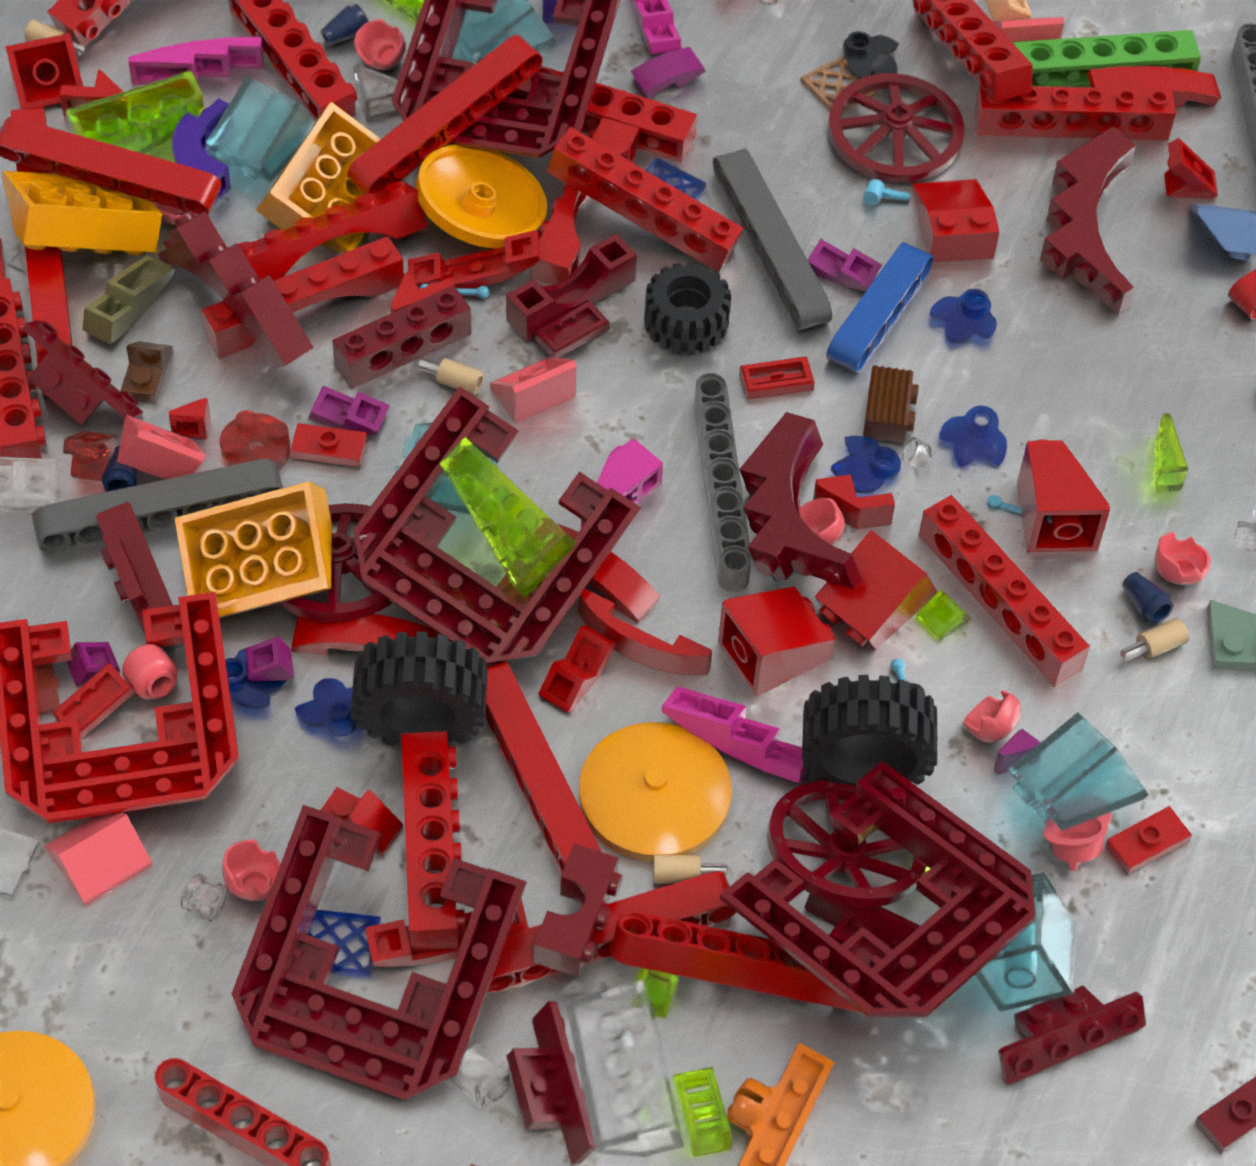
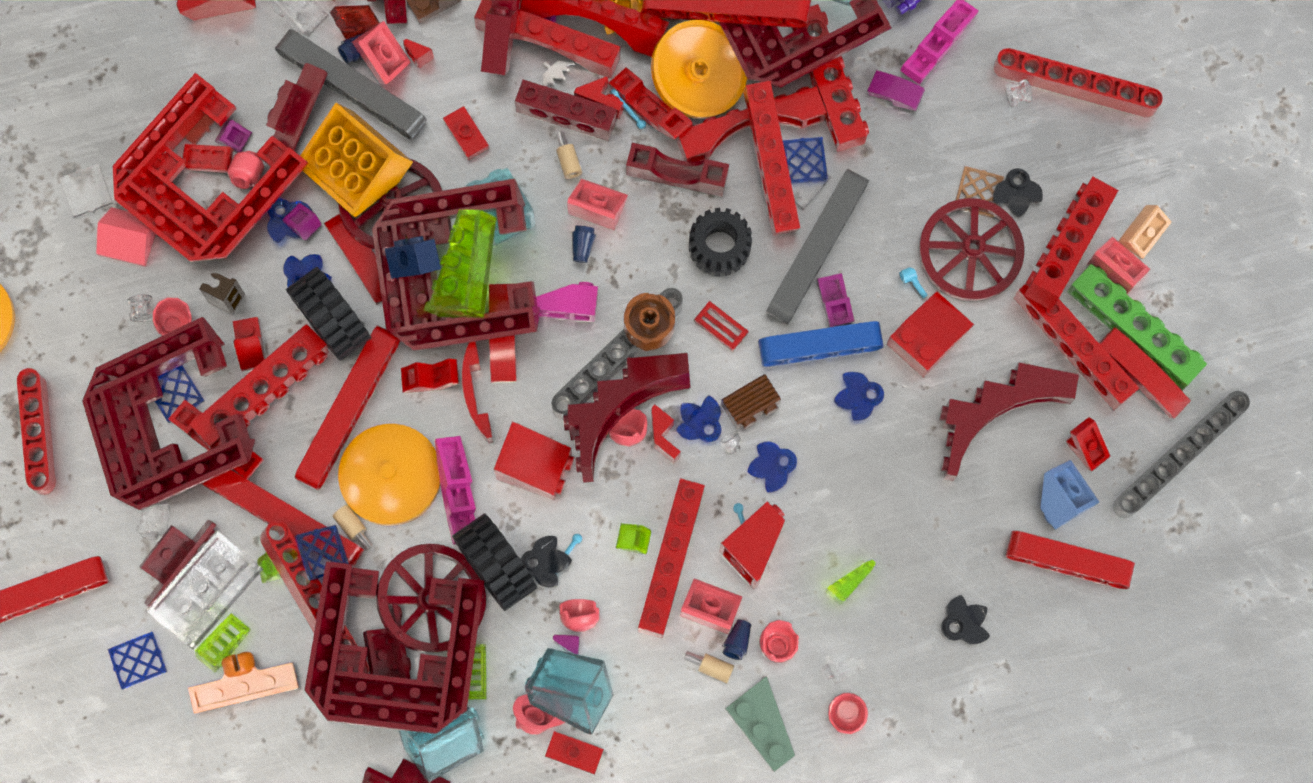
camera: 50 degrees right, 20 degrees up
(255, 427) = (437, 83): clear red plate -> none
(282, 795) = (225, 296): none -> dark brown hinge
(345, 320) = (555, 71): none -> white piece
(348, 413) = (496, 124): magenta slope -> none
(439, 572) = (412, 257): none -> dark blue brick
(564, 426) = (582, 243): none -> dark blue cone
(567, 940) = (290, 491): dark red arch -> none
(572, 330) = (653, 192): dark red plate -> none
(686, 918) = (316, 532): none -> clear blue window
(725, 409) = (649, 307): none -> dark orange brick
(885, 597) = (616, 495): red slope -> none
(1093, 595) = (710, 606): none -> coral slope

